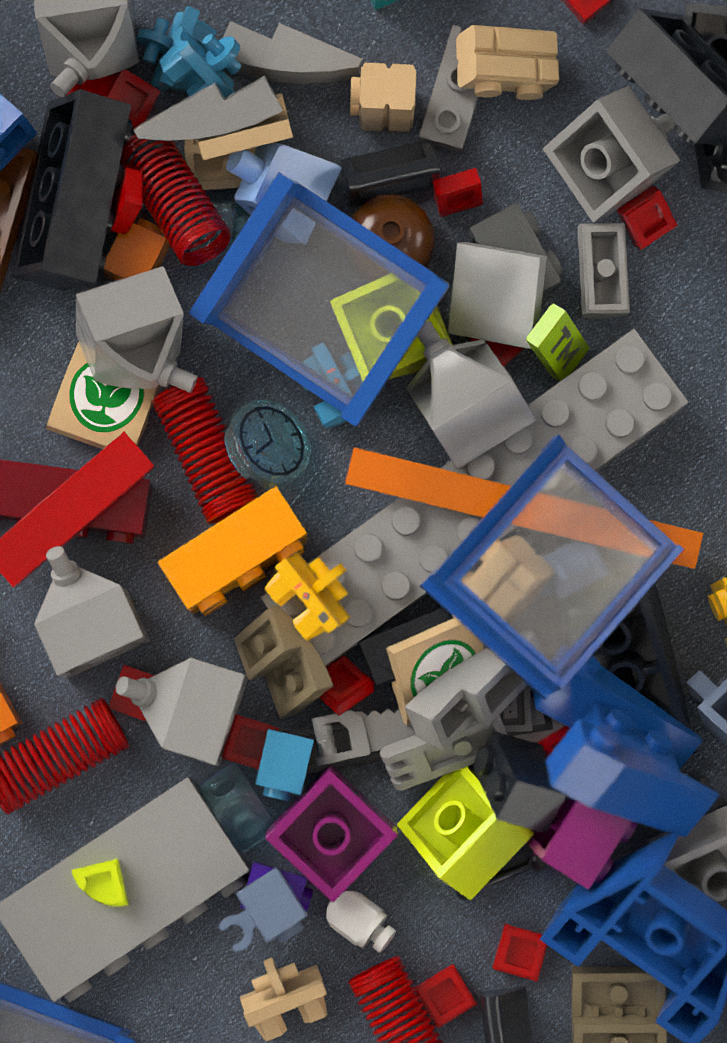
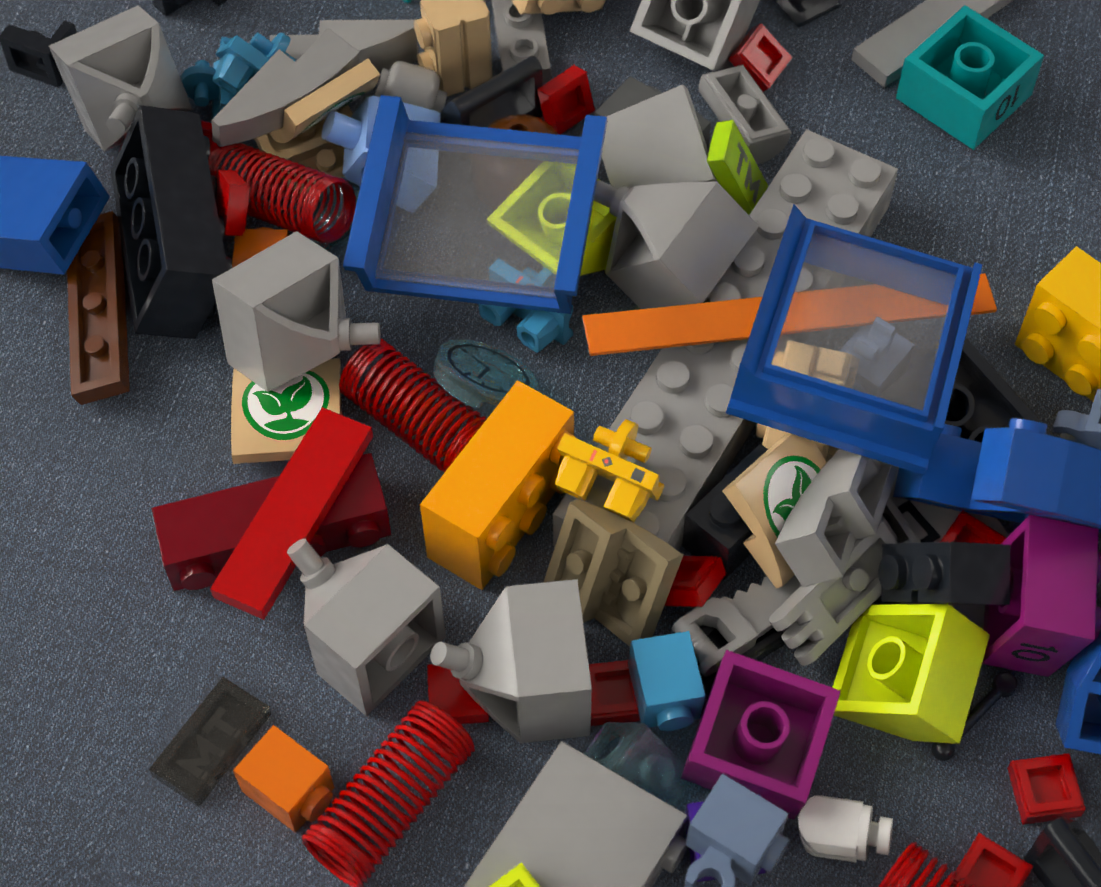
camera: 20 degrees left, 25 degrees down
(326, 129) = (413, 84): none -> light grey head

